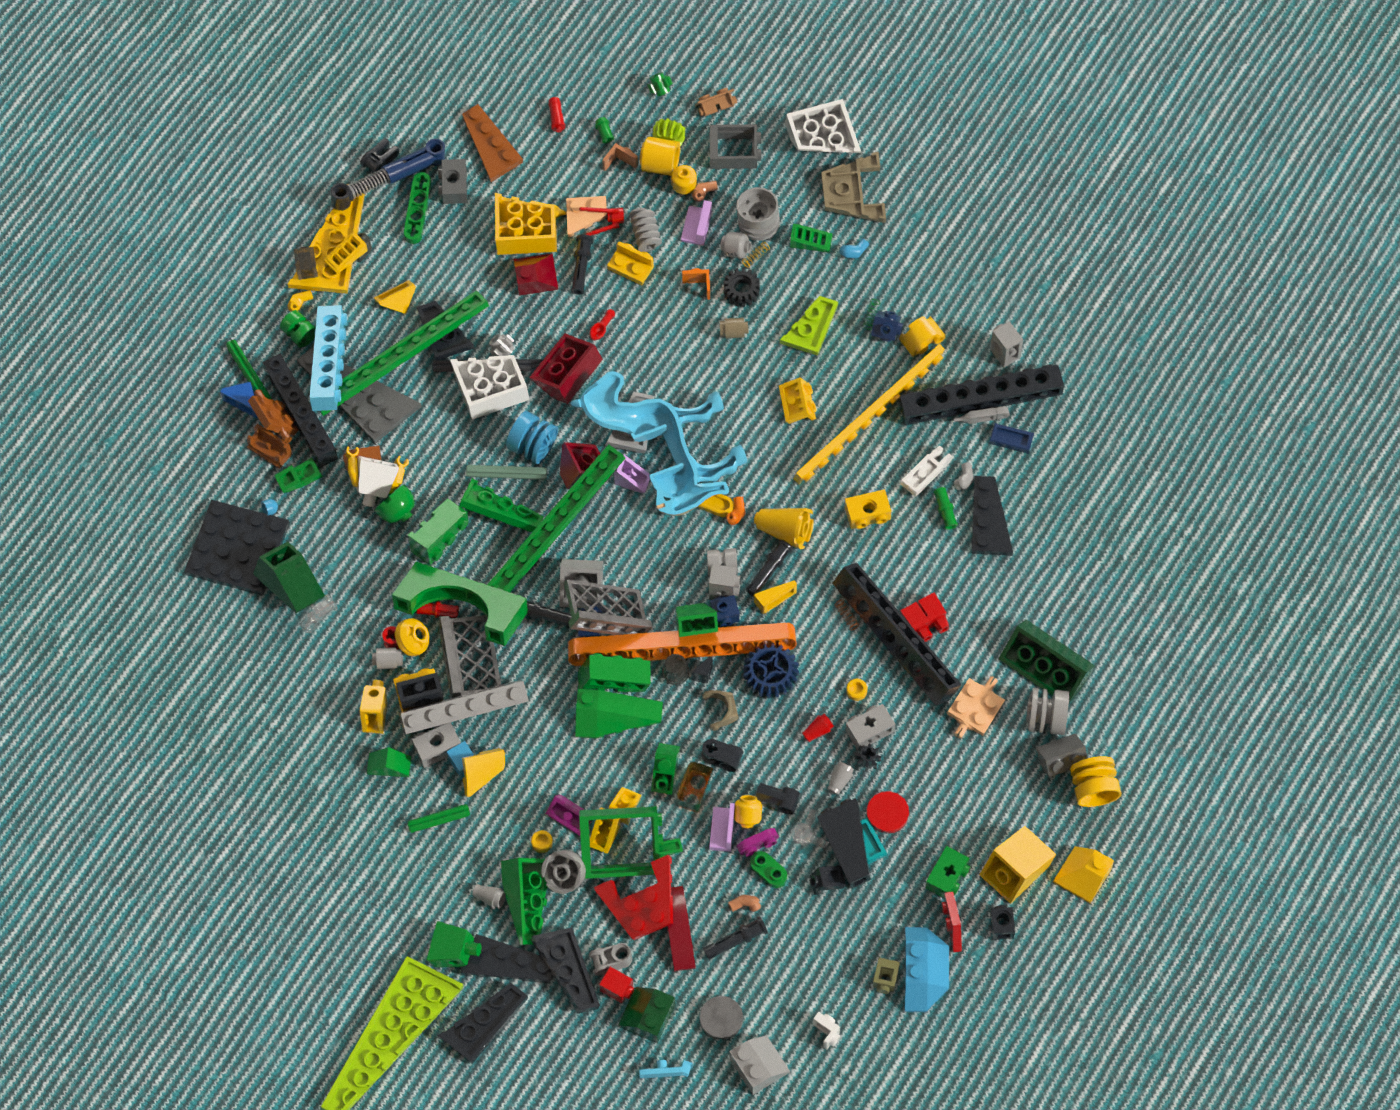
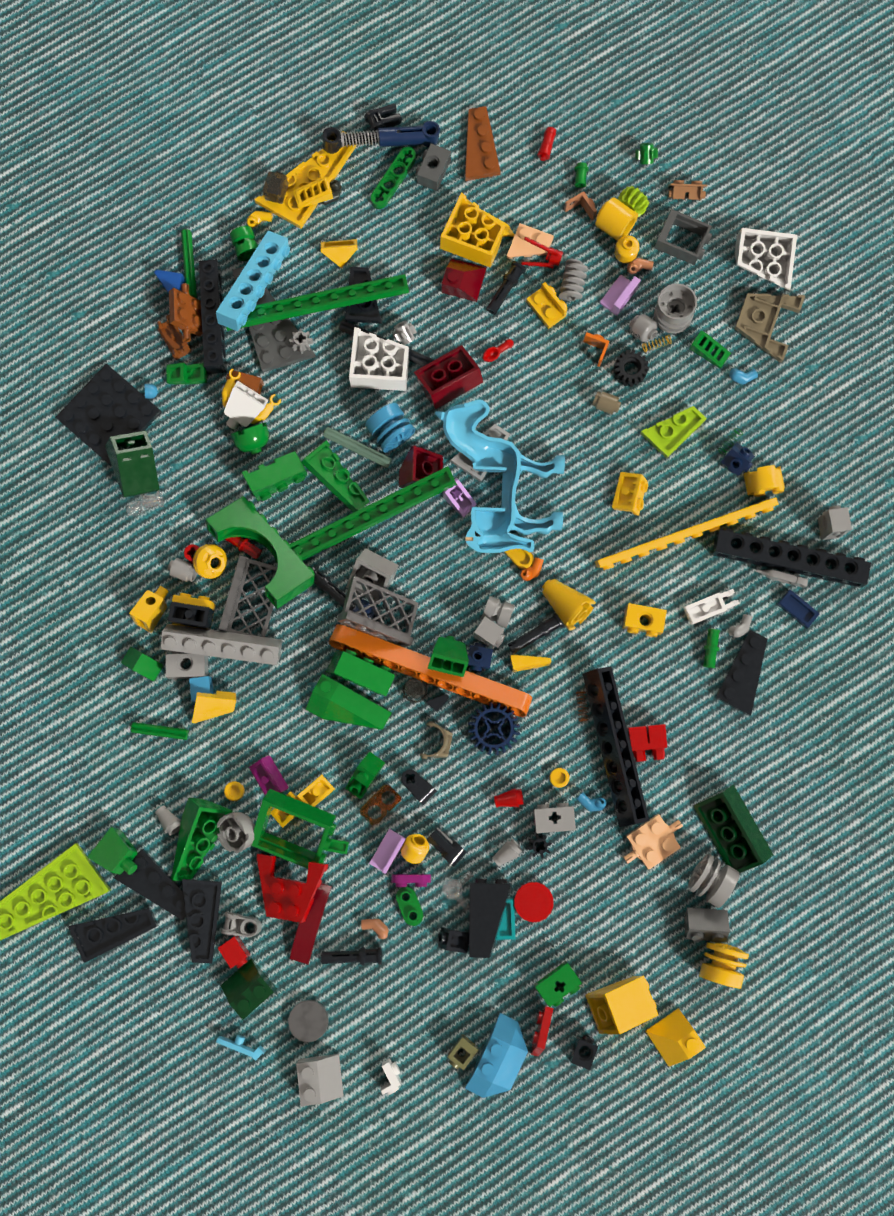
camera: 25 degrees right, 15 degrees up
(402, 389) = (300, 335): none -> light grey gear
(900, 699) = (592, 804): none -> dark azure arm

